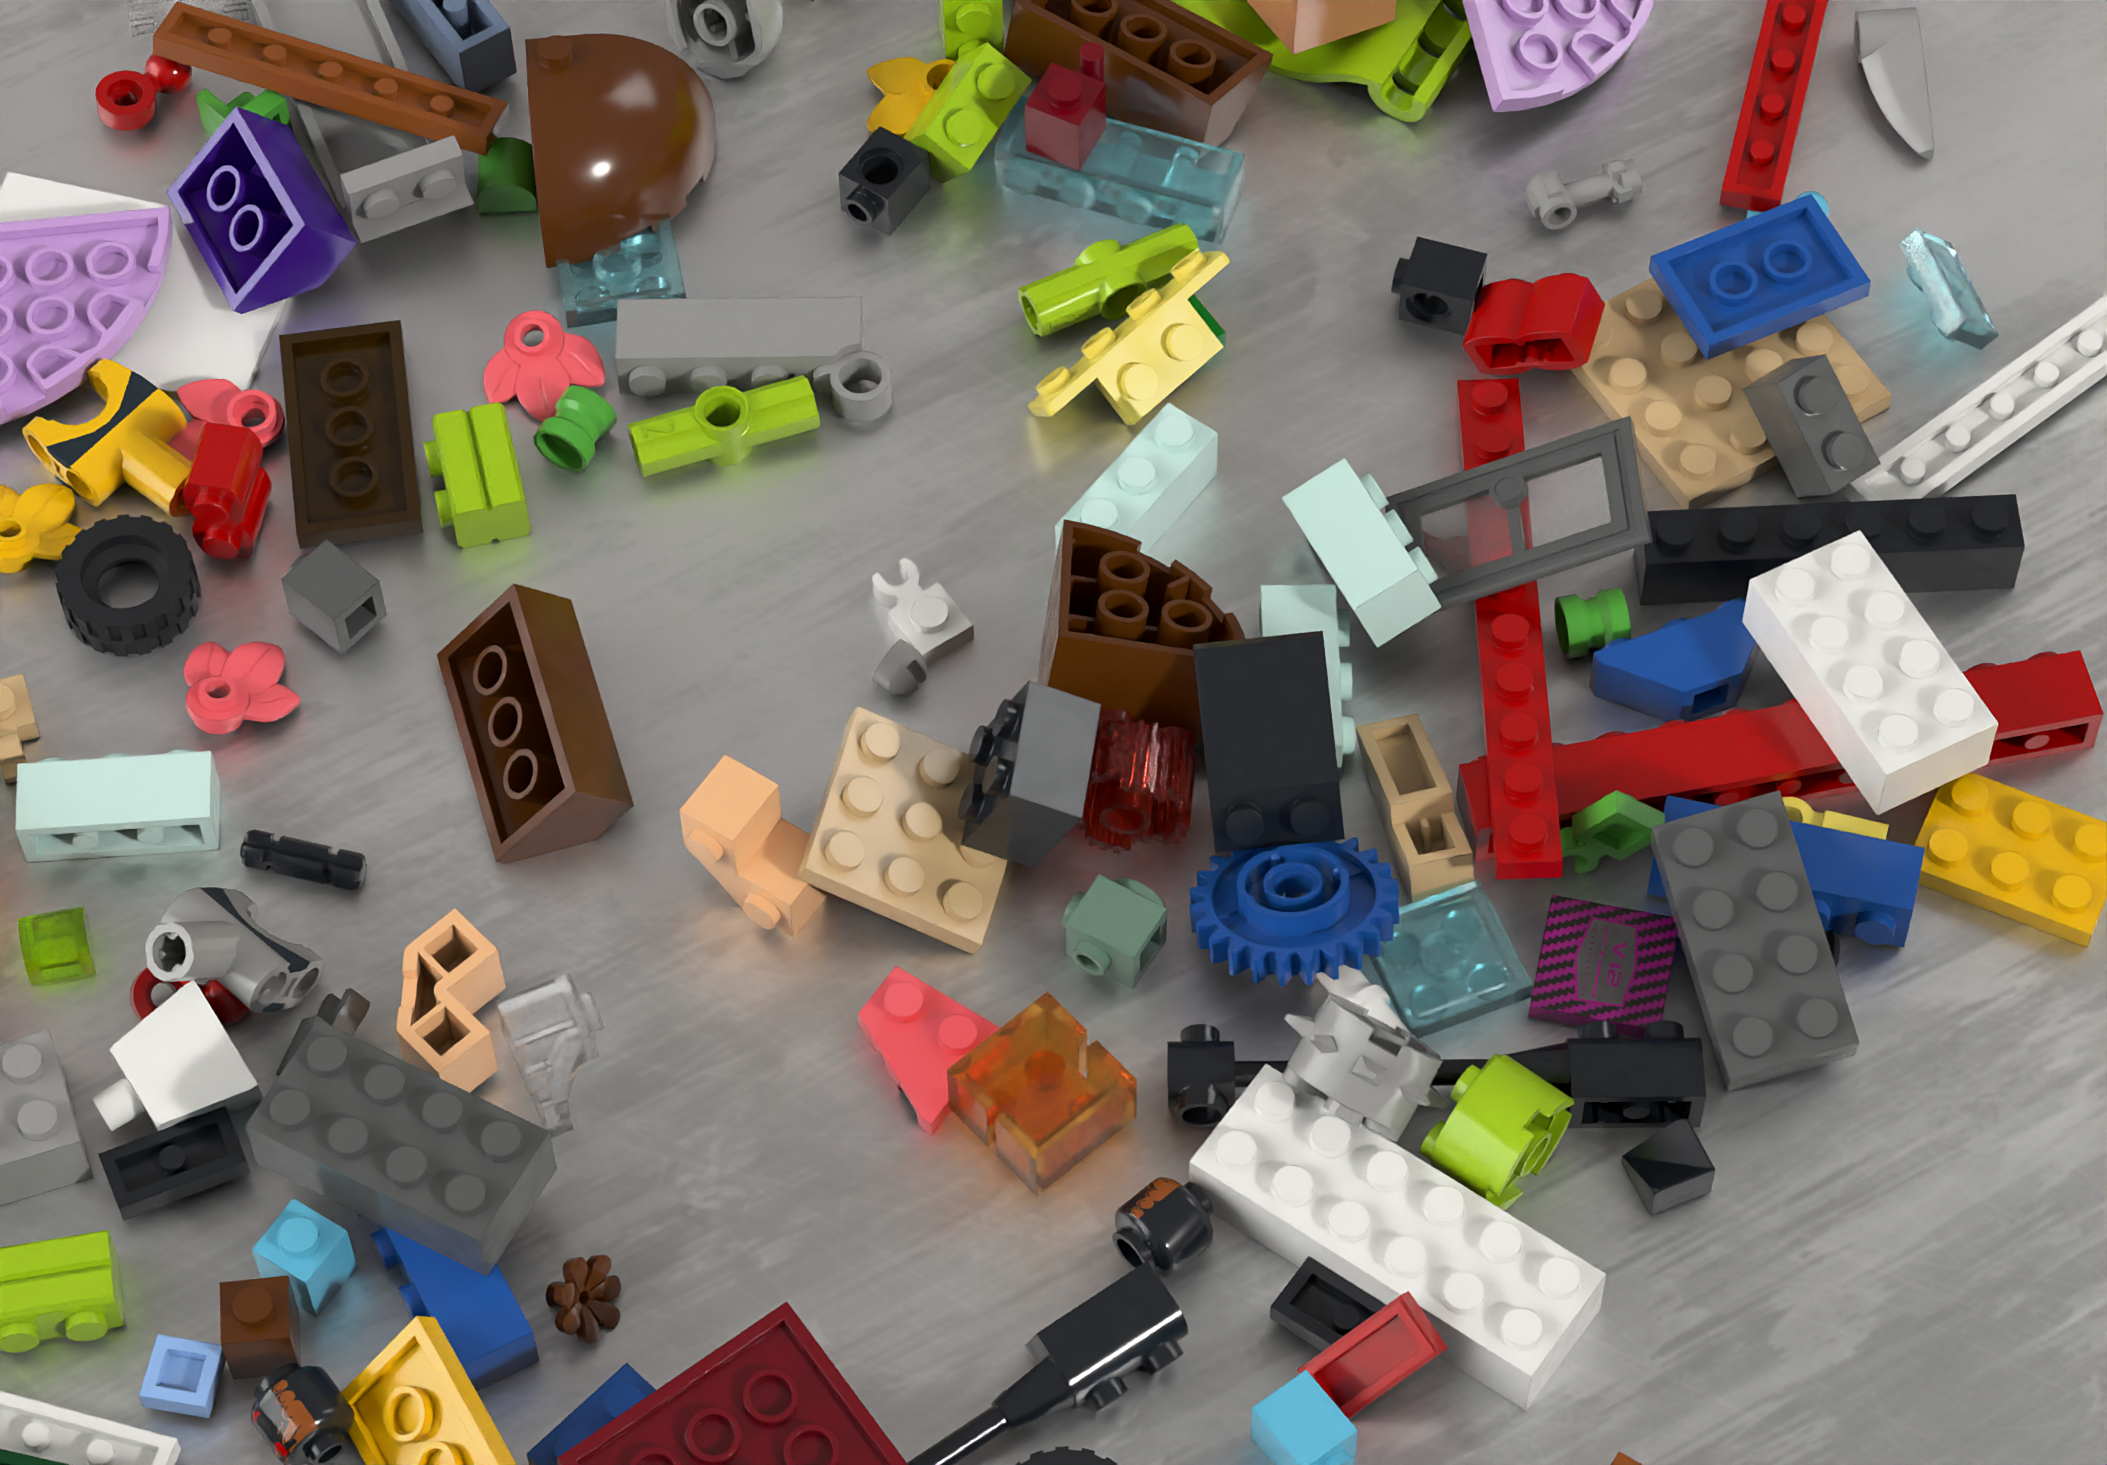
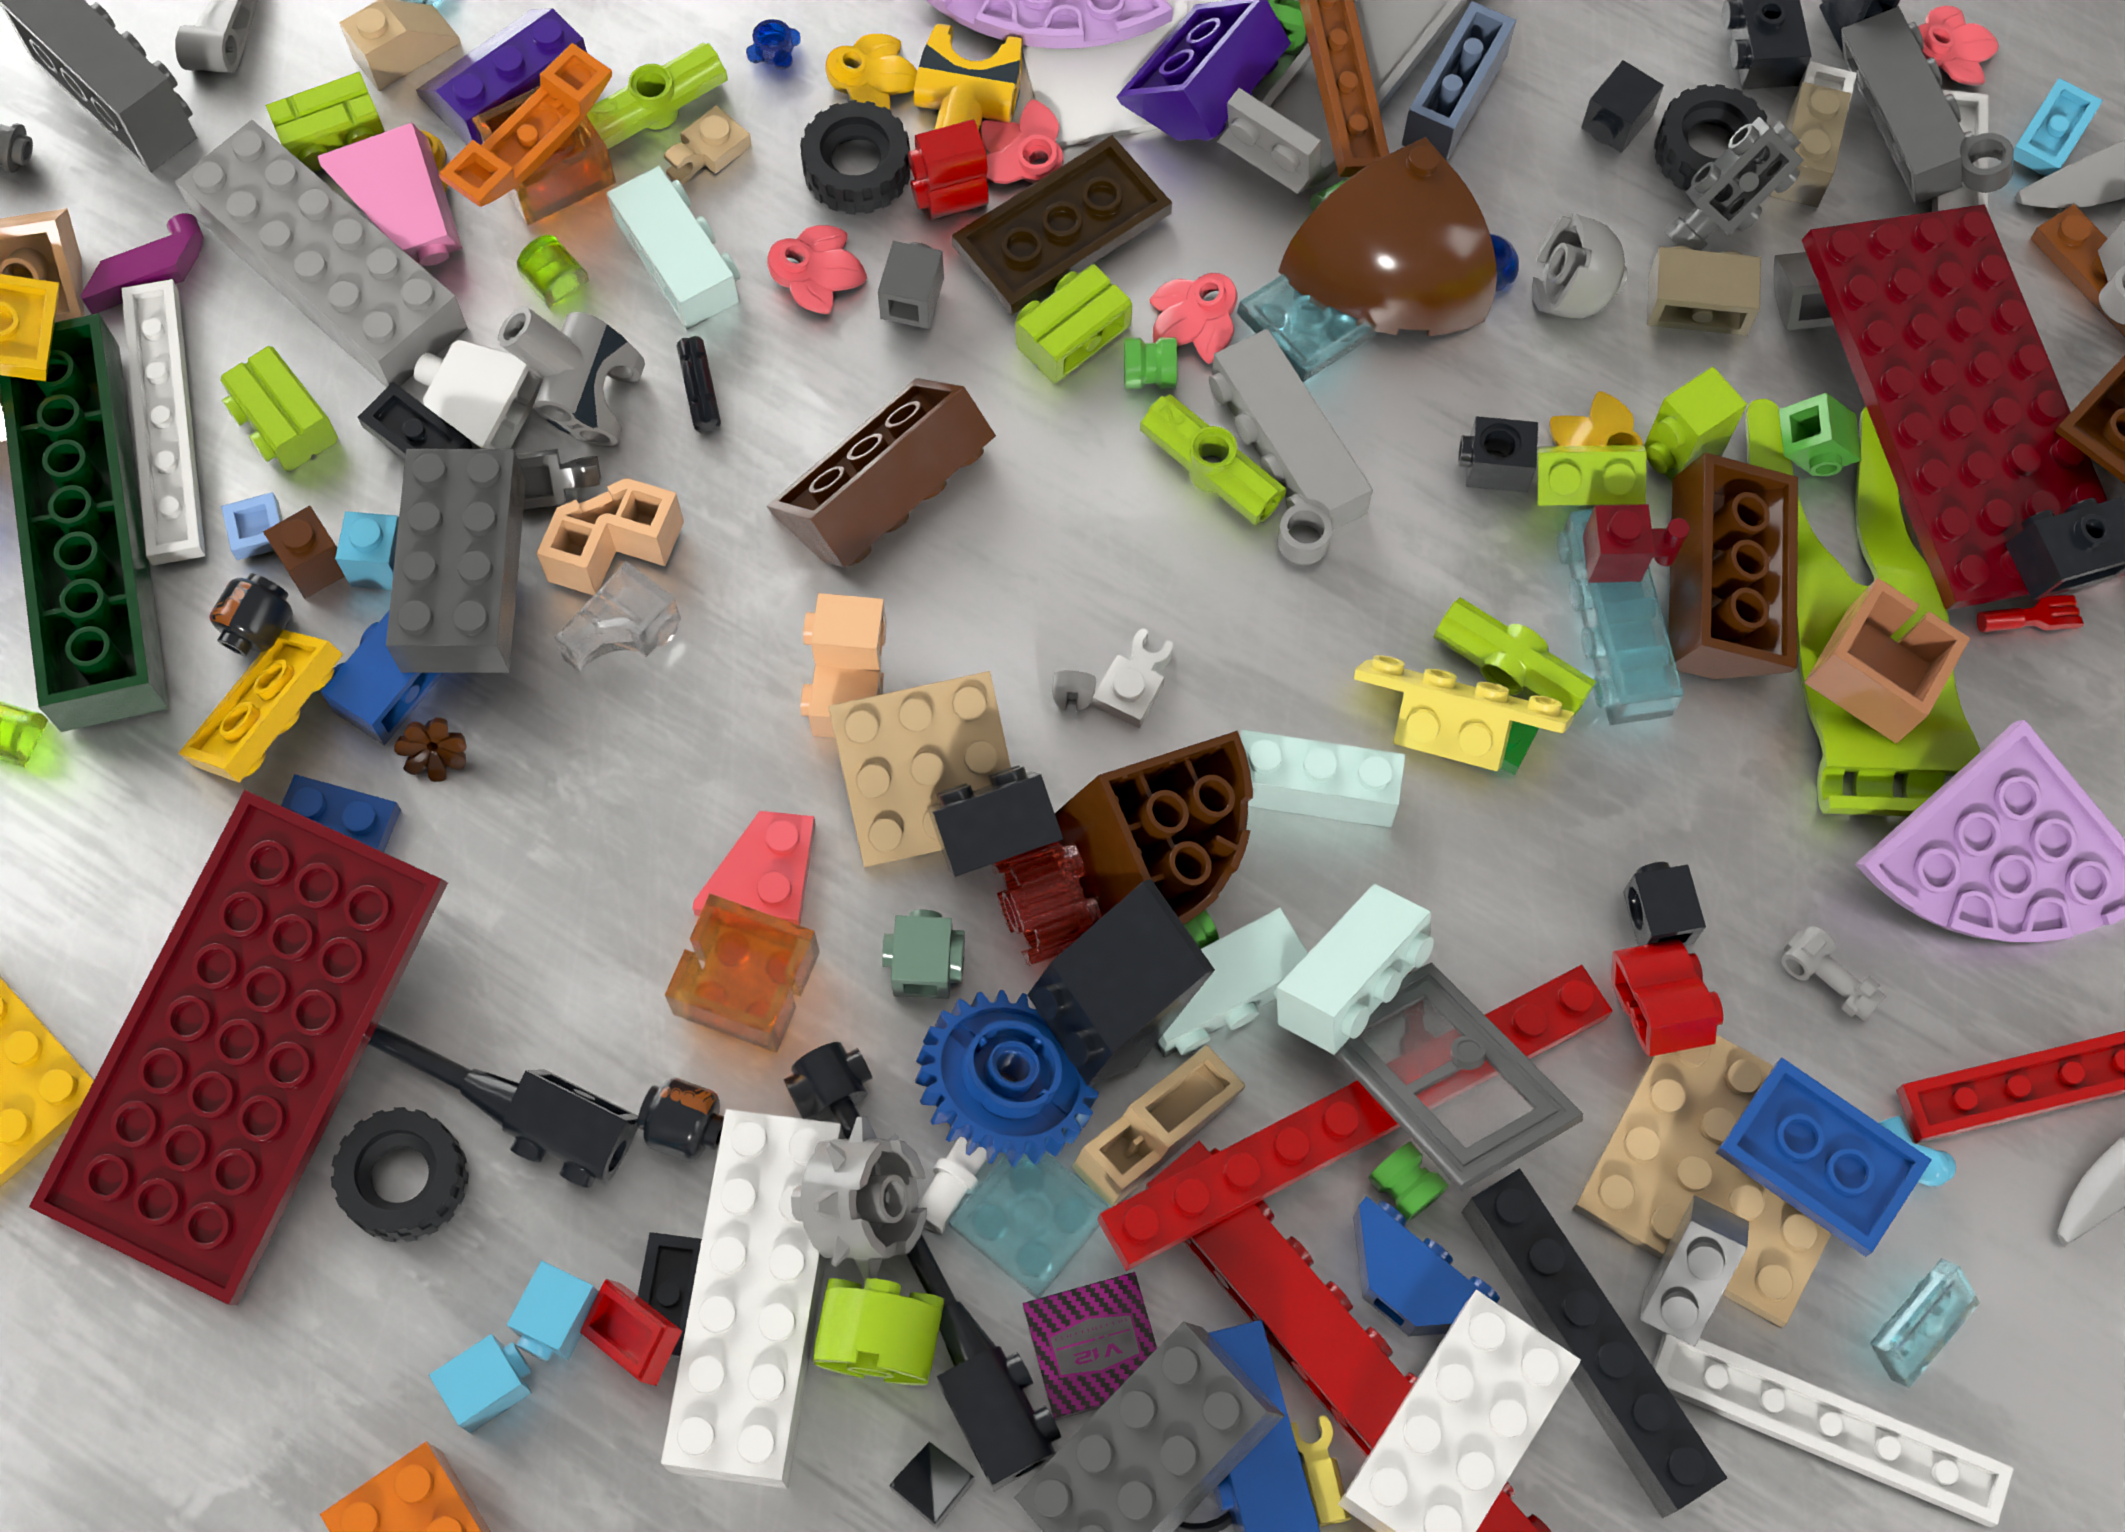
camera: 60 degrees right, 10 degrees up
(1610, 826) = (1207, 1289): bright green plate -> none

